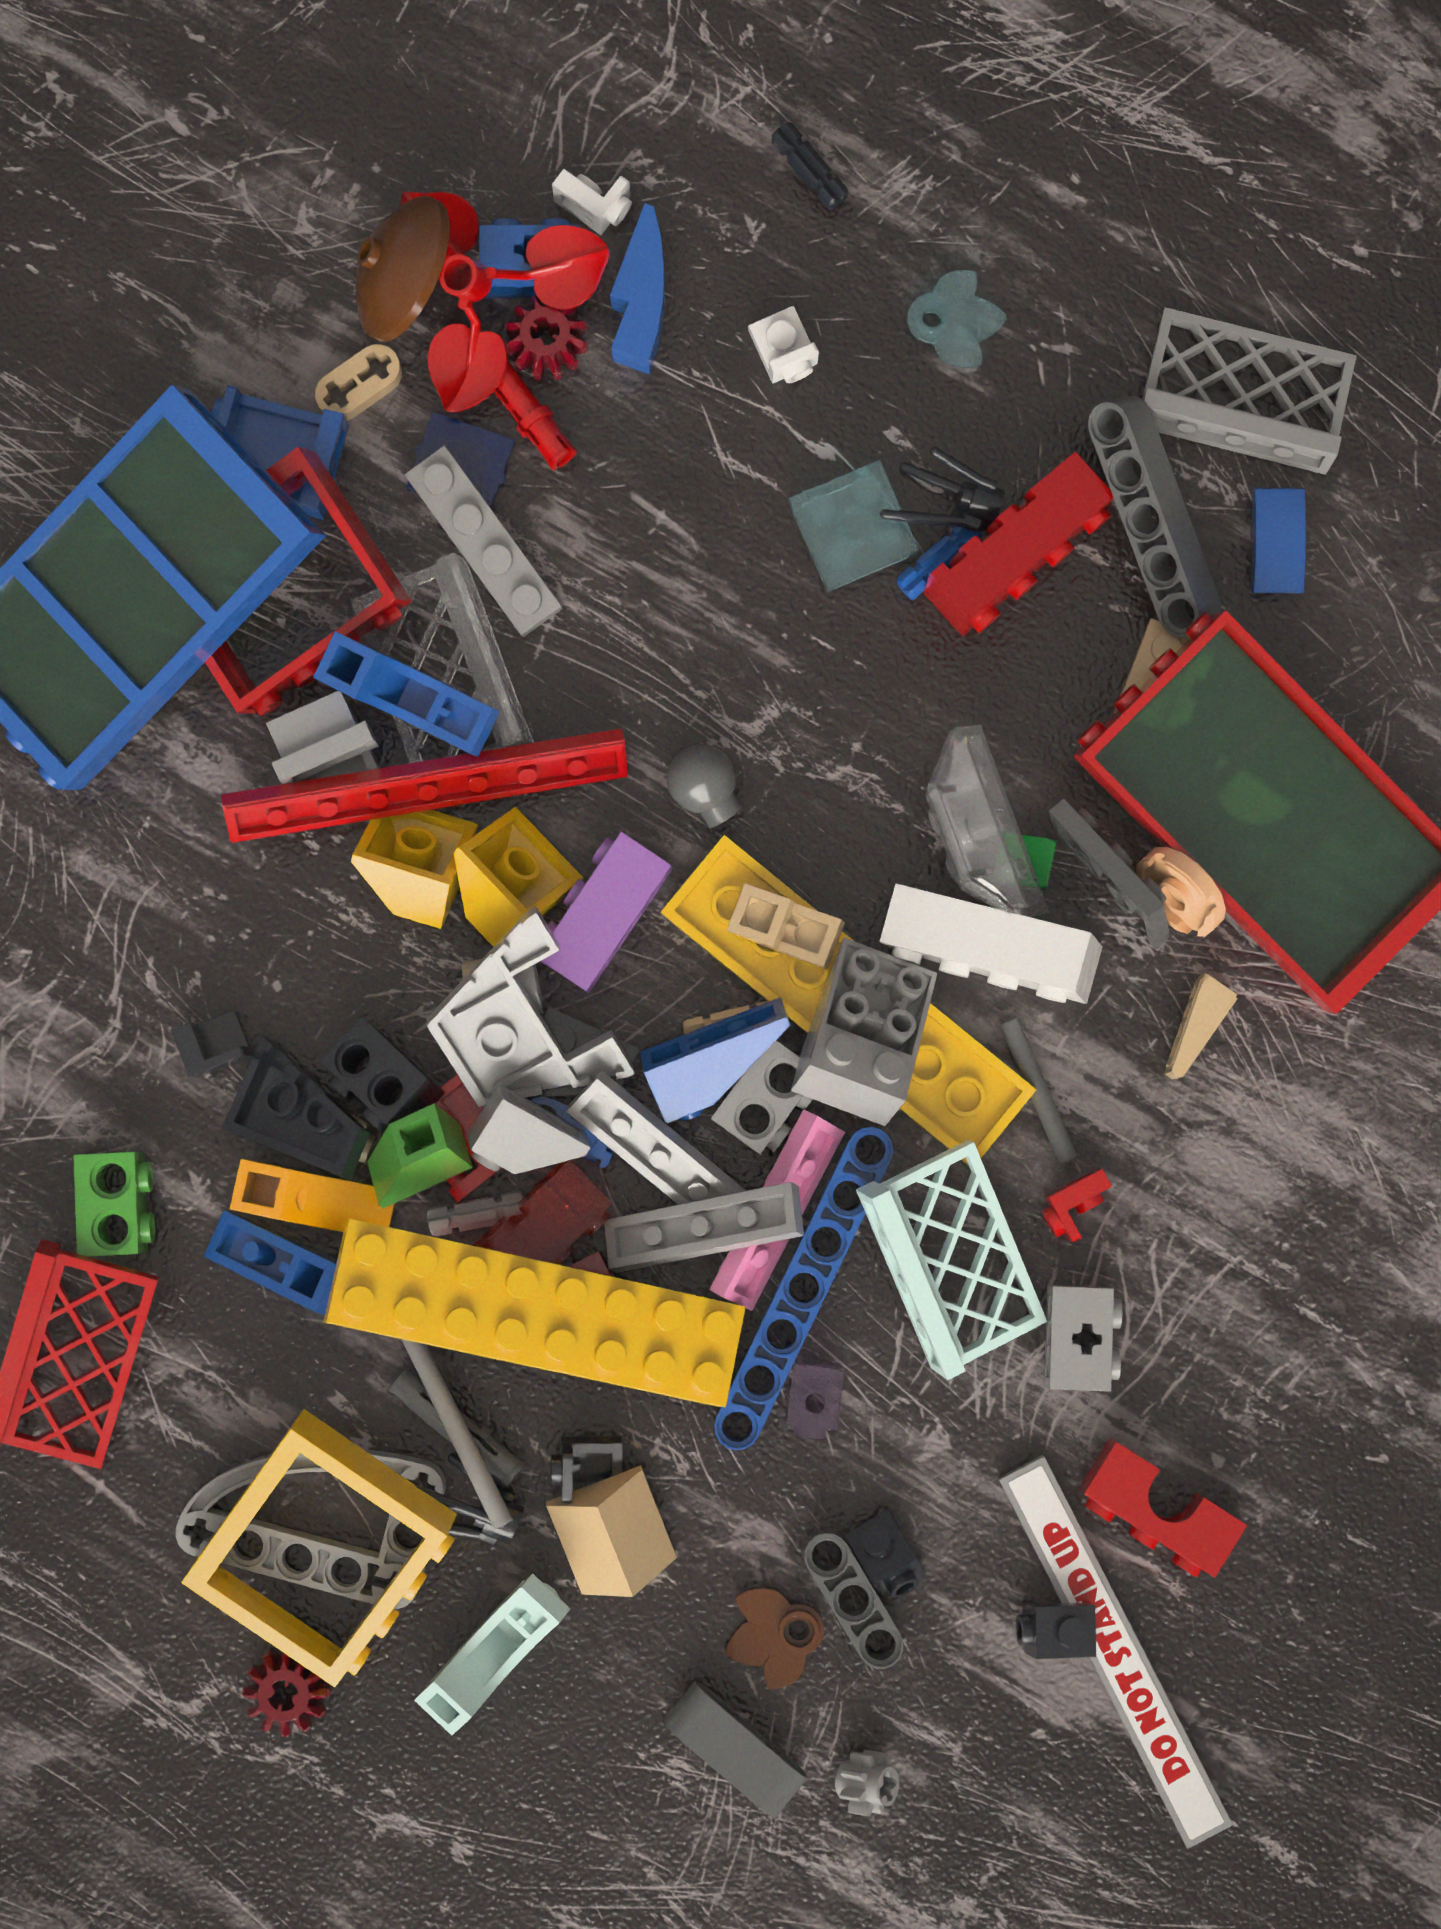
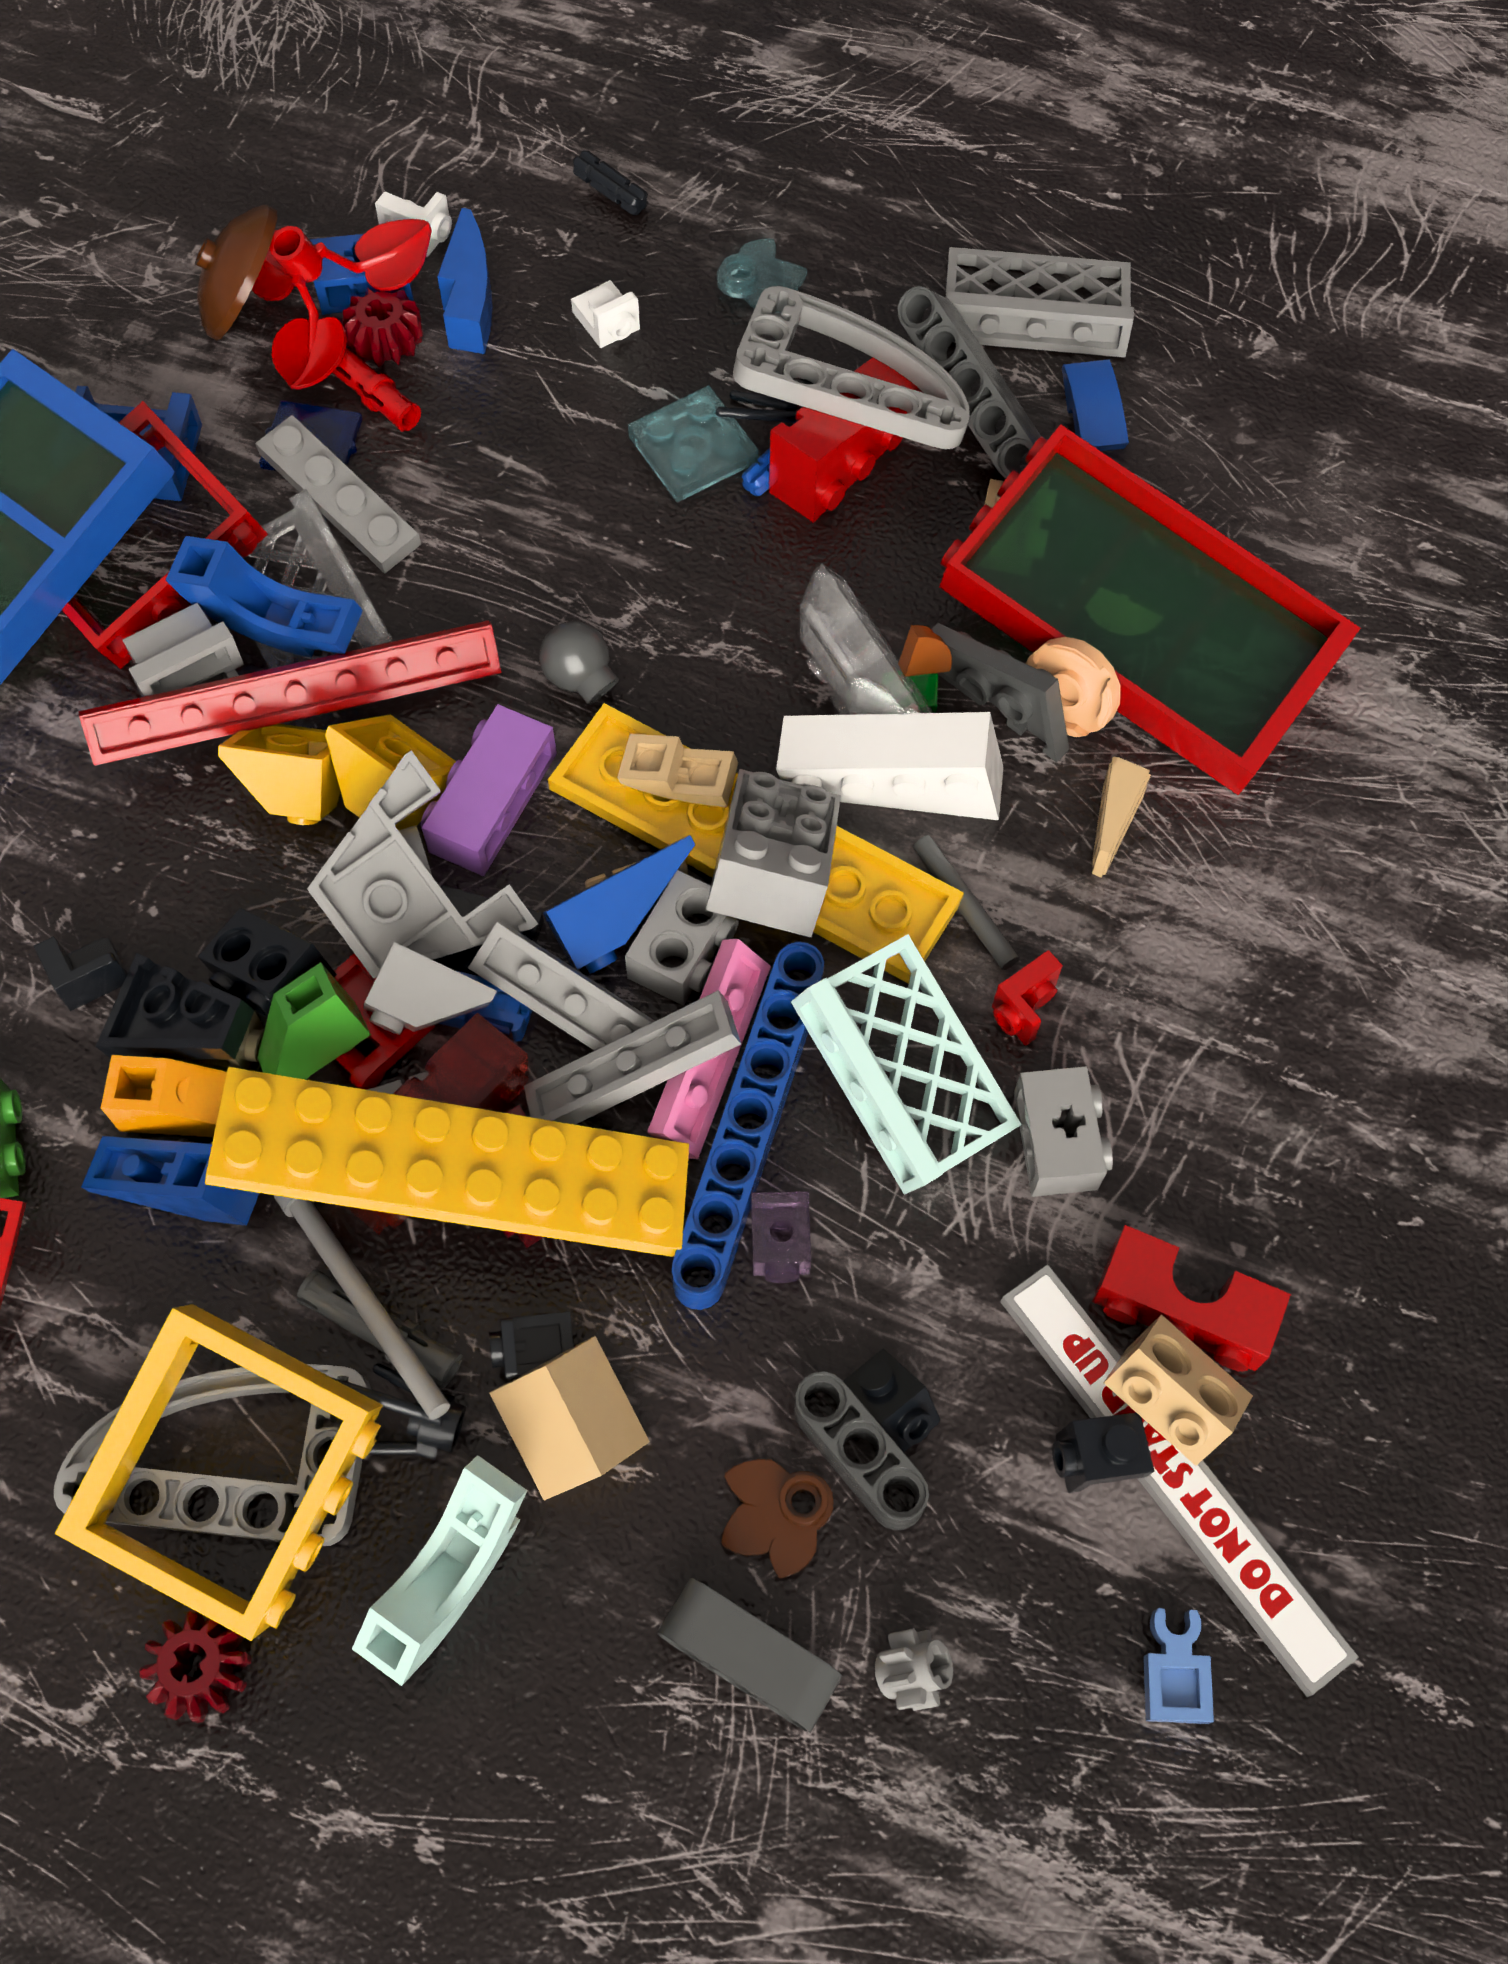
camera: 10 degrees left, 20 degrees down
(352, 373) = (209, 383): tan beam -> none
(1042, 839) = (924, 653): none -> dark orange tile
(1045, 535) = (768, 368): none -> light grey beam
(1080, 1820) = (1176, 1681): none -> medium blue plate
(1131, 1591) = (1179, 1390): none -> tan brick

